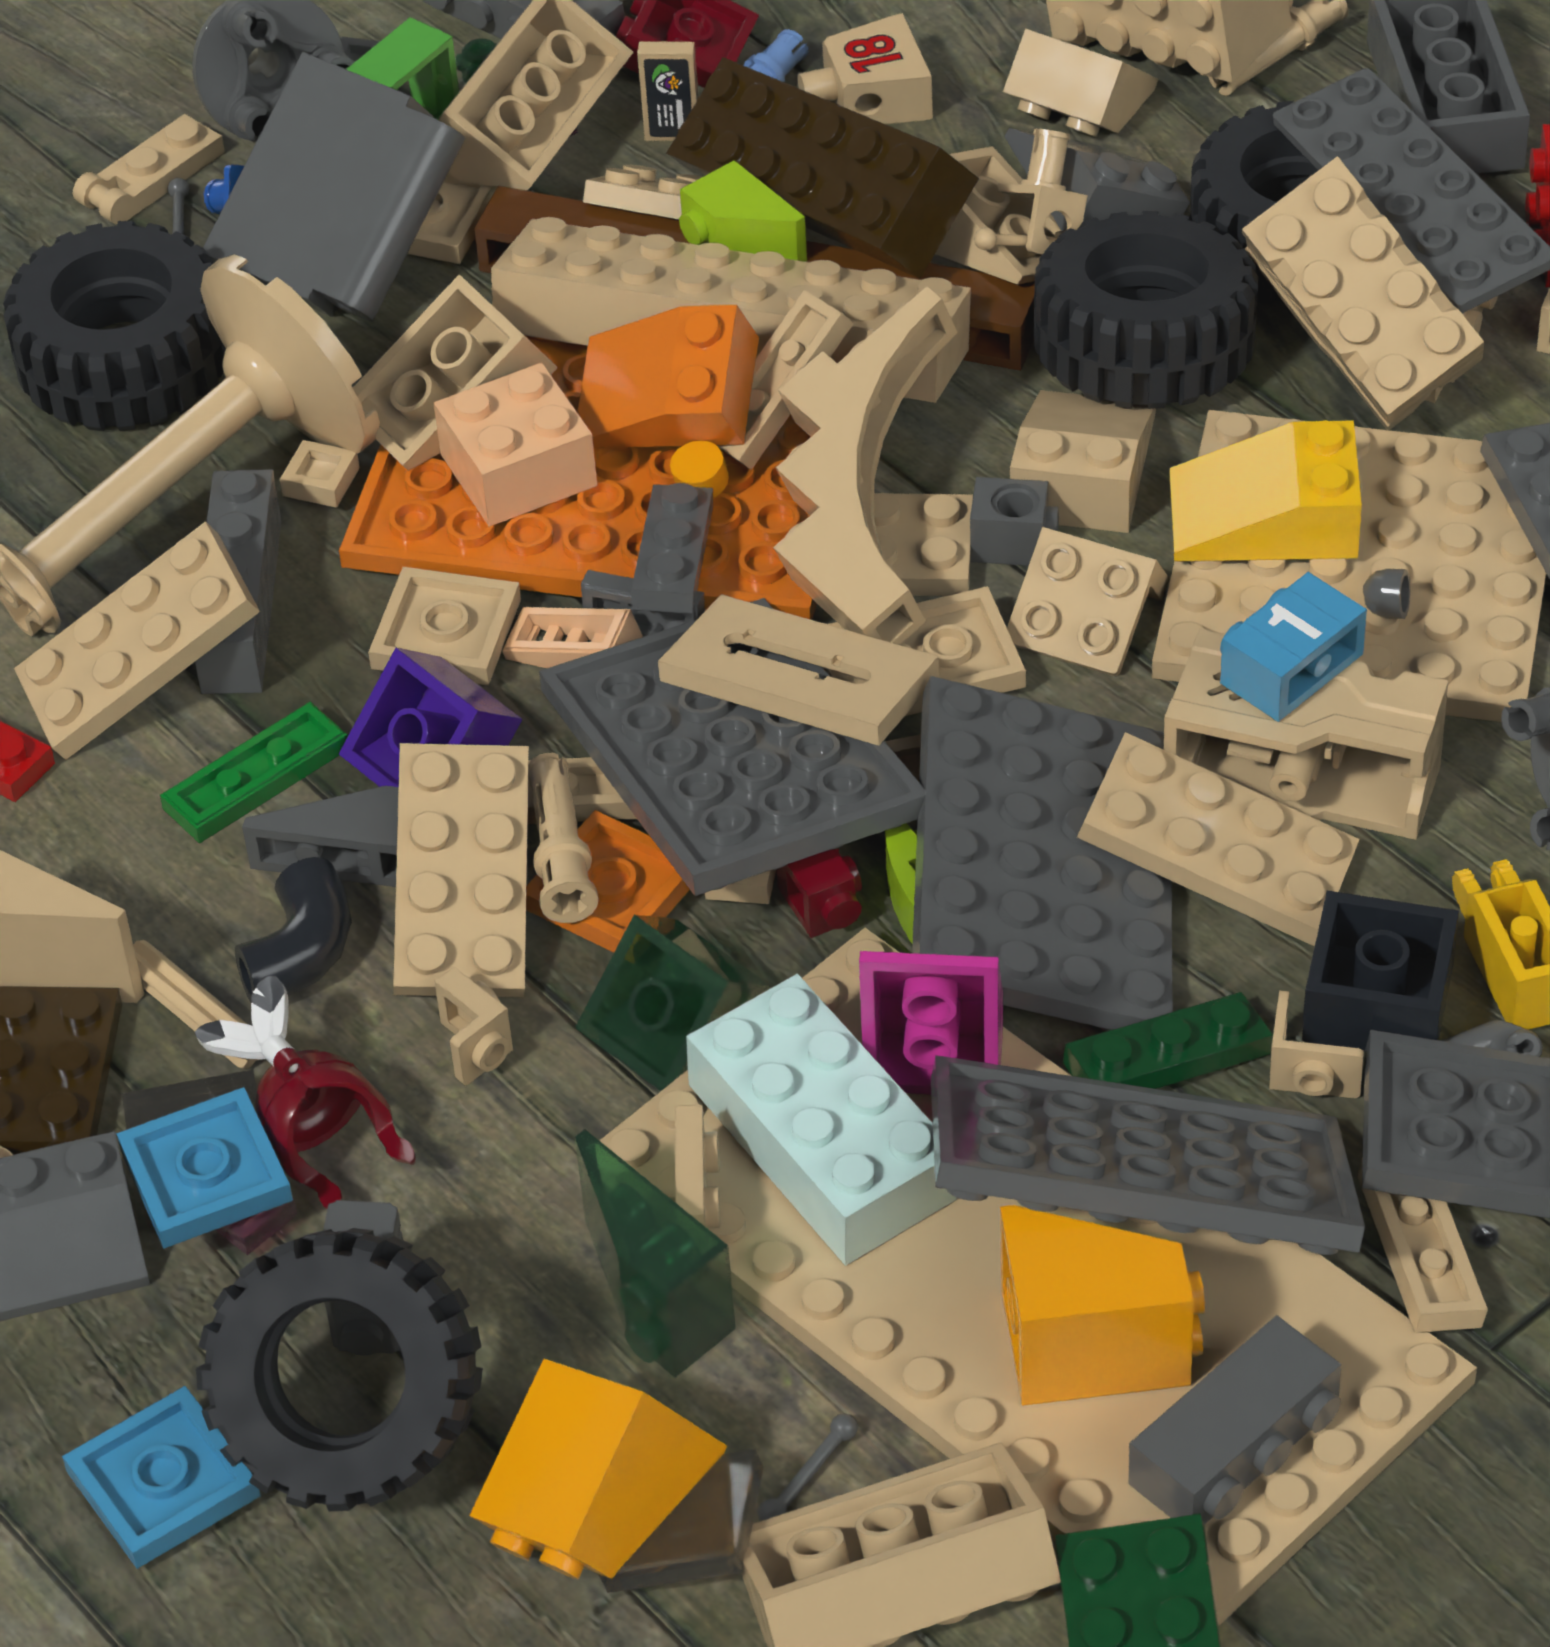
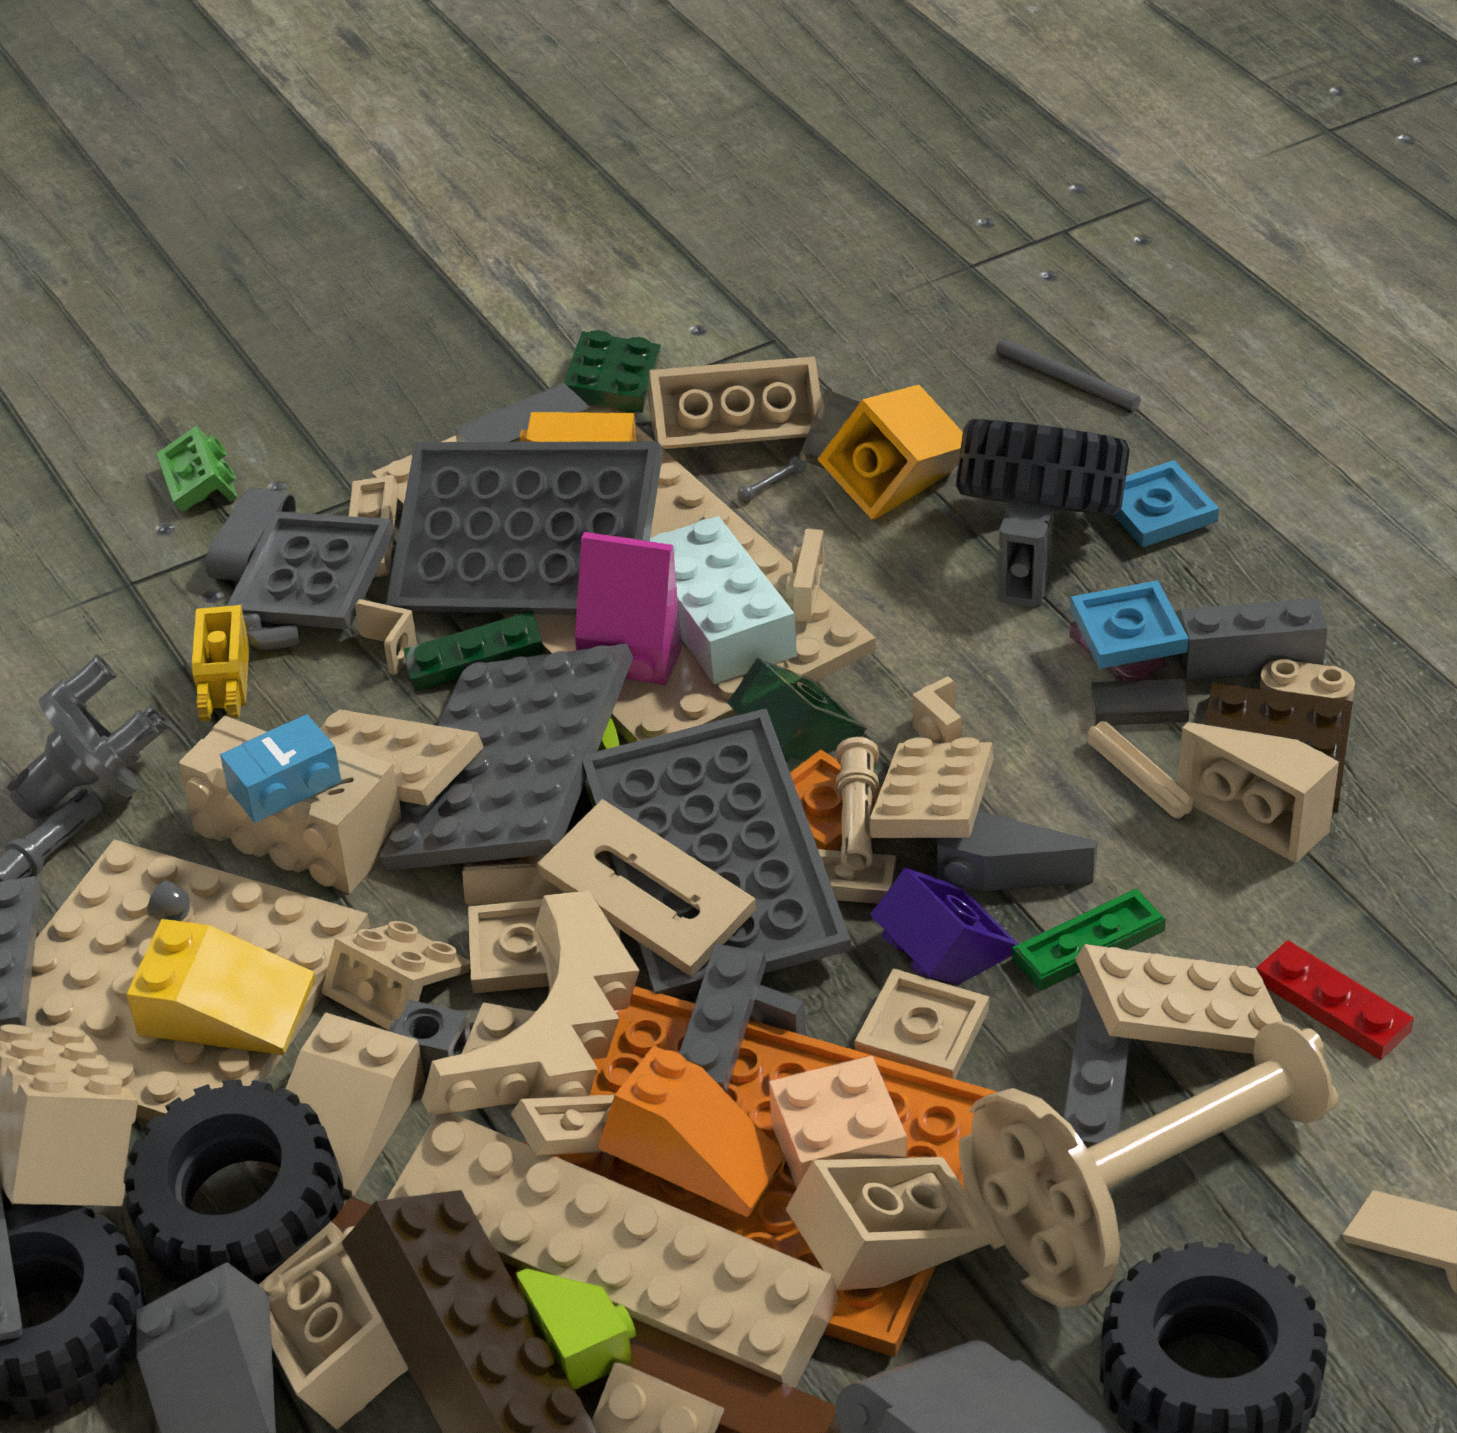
camera: 170 degrees left, 5 degrees down
(304, 1091) = (1059, 668): dark red hair -> none
(311, 936) = (1057, 781): black cylinder -> none
(601, 626) = (810, 985): light nougat slope -> none
(658, 1261) = (849, 540): clear green slope -> none
(1046, 189) = (276, 1294): tan bracket -> none
(1378, 970) = (319, 653): black brick -> none

